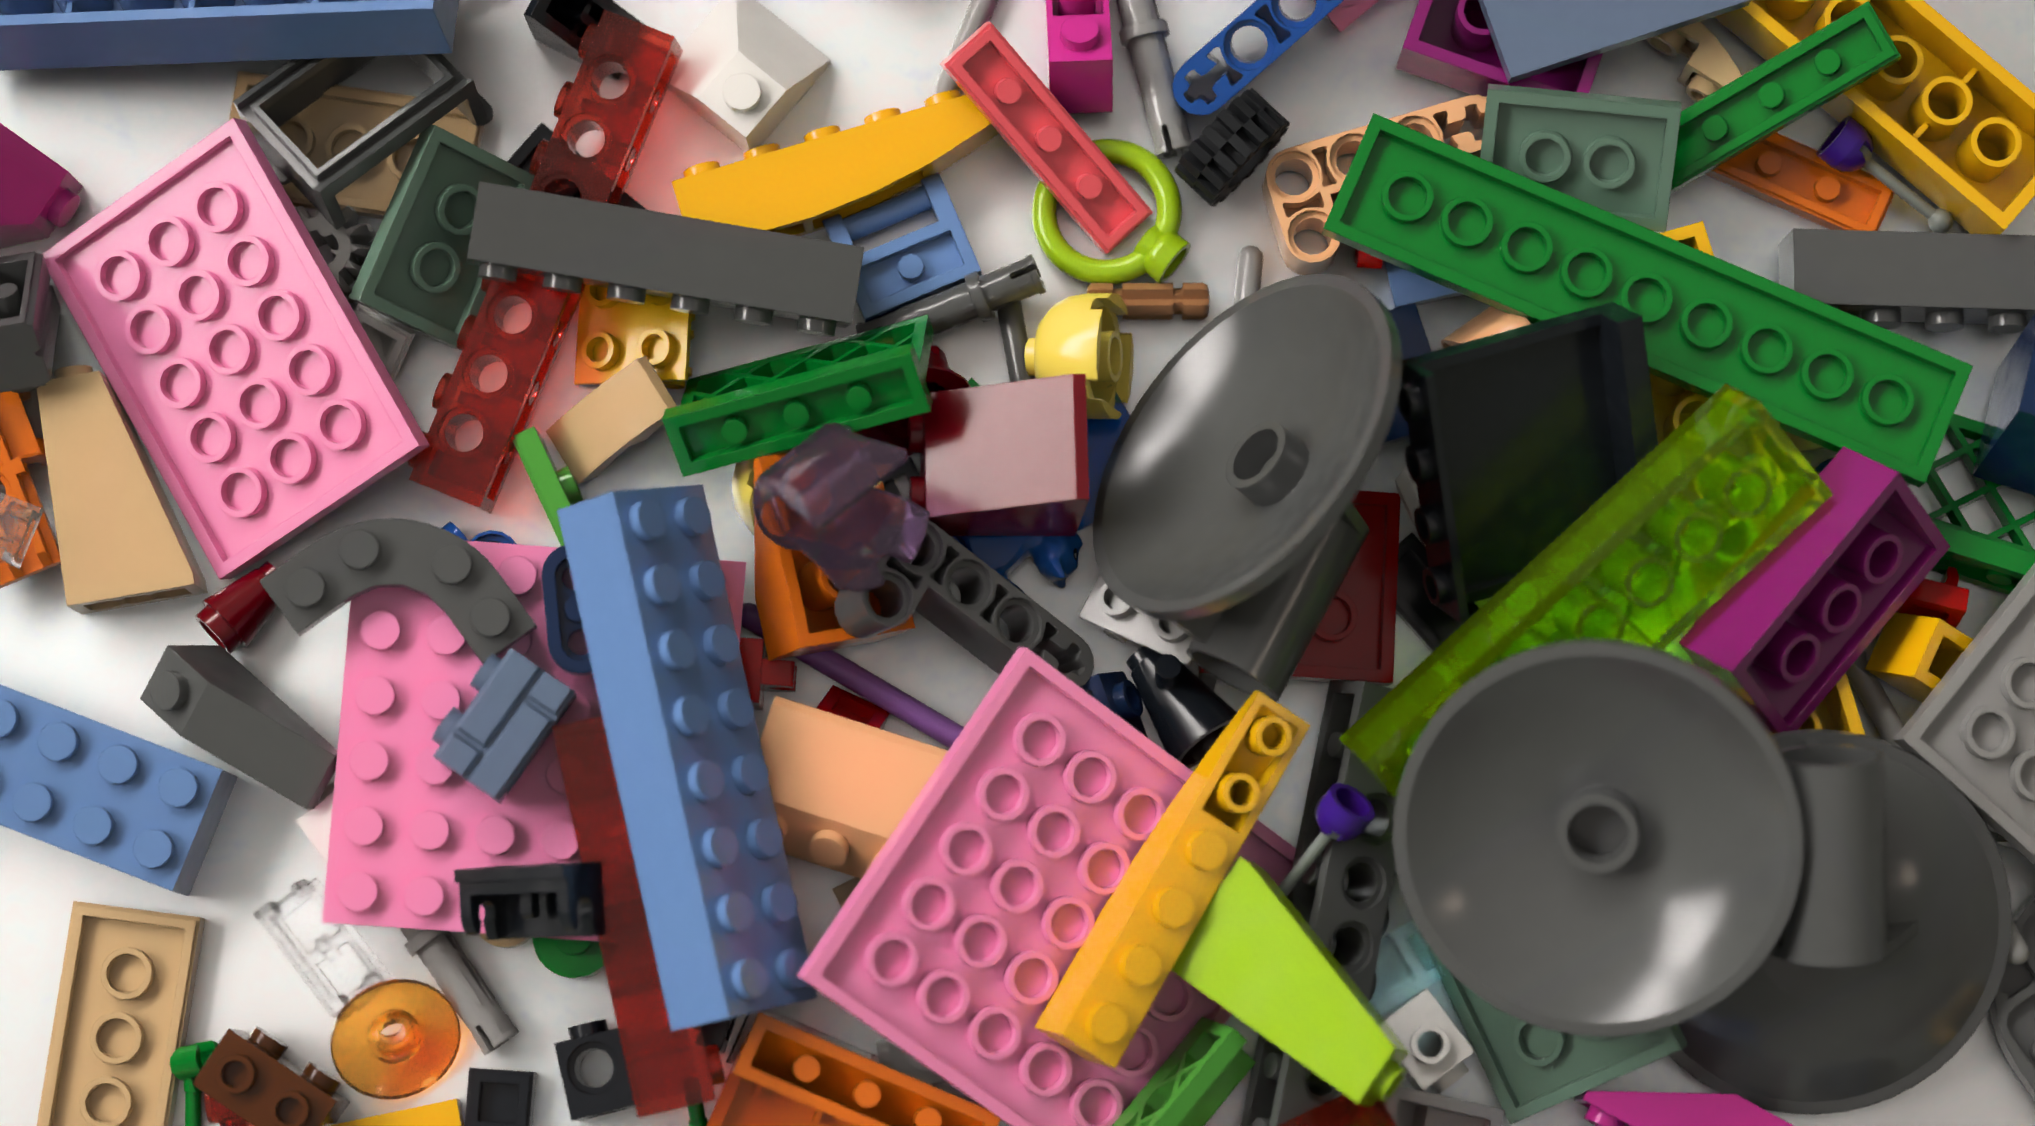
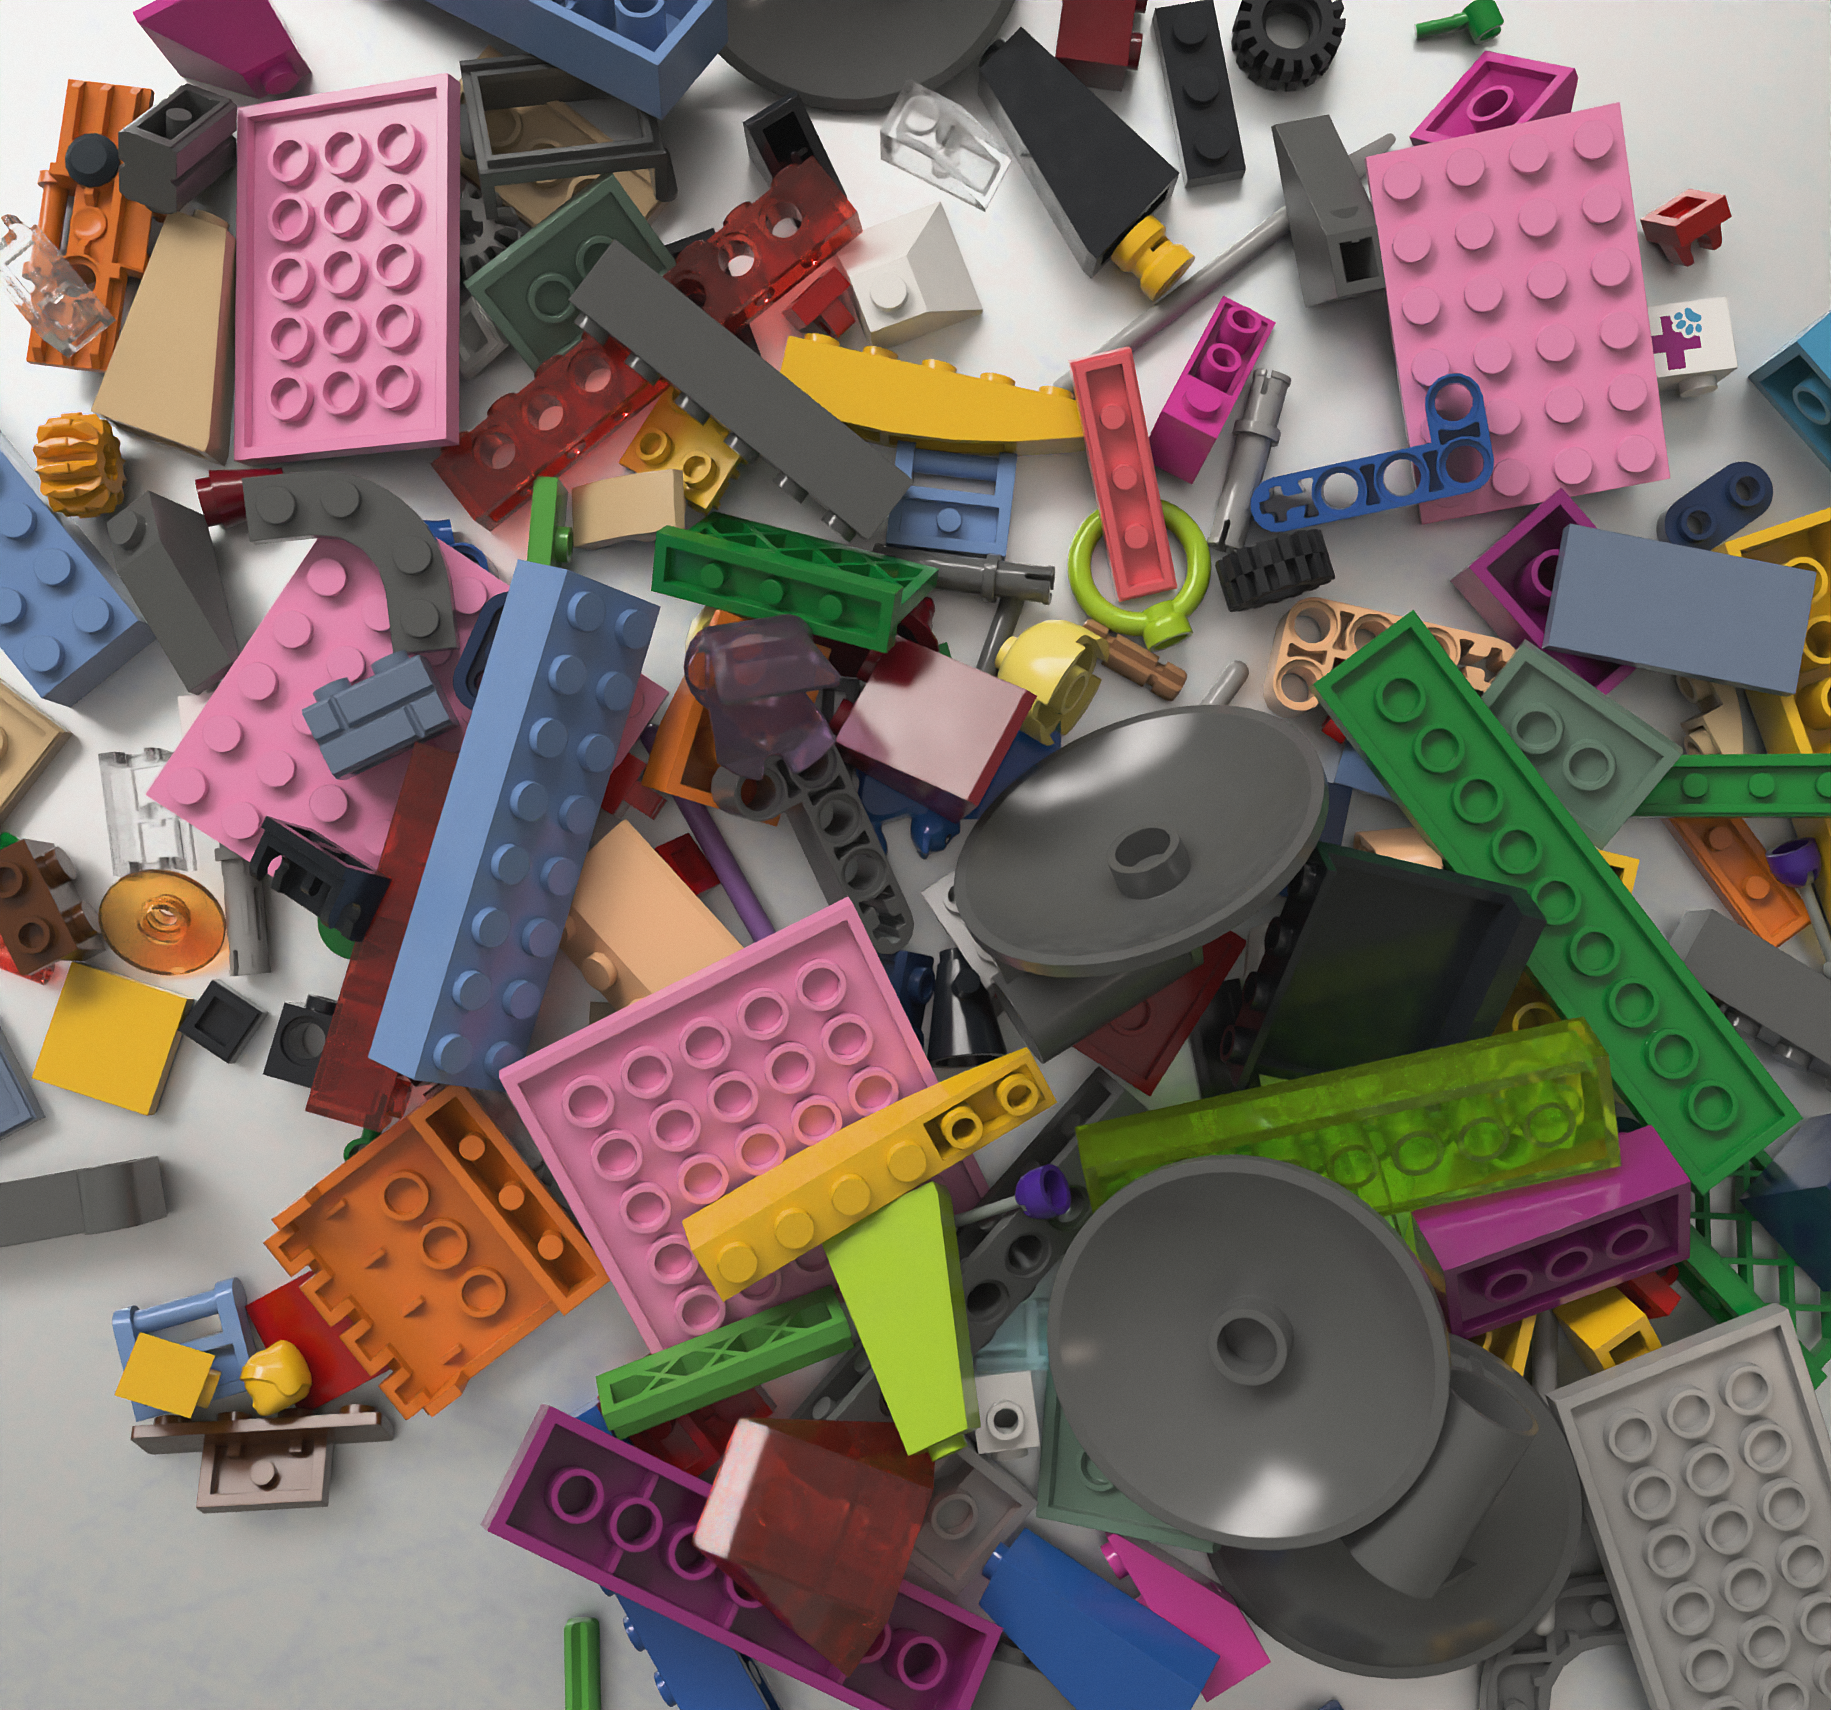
camera: 25 degrees right, 5 degrees up
(83, 661) = (80, 465): none -> light orange gear
(682, 137) = (821, 305): none -> red tile

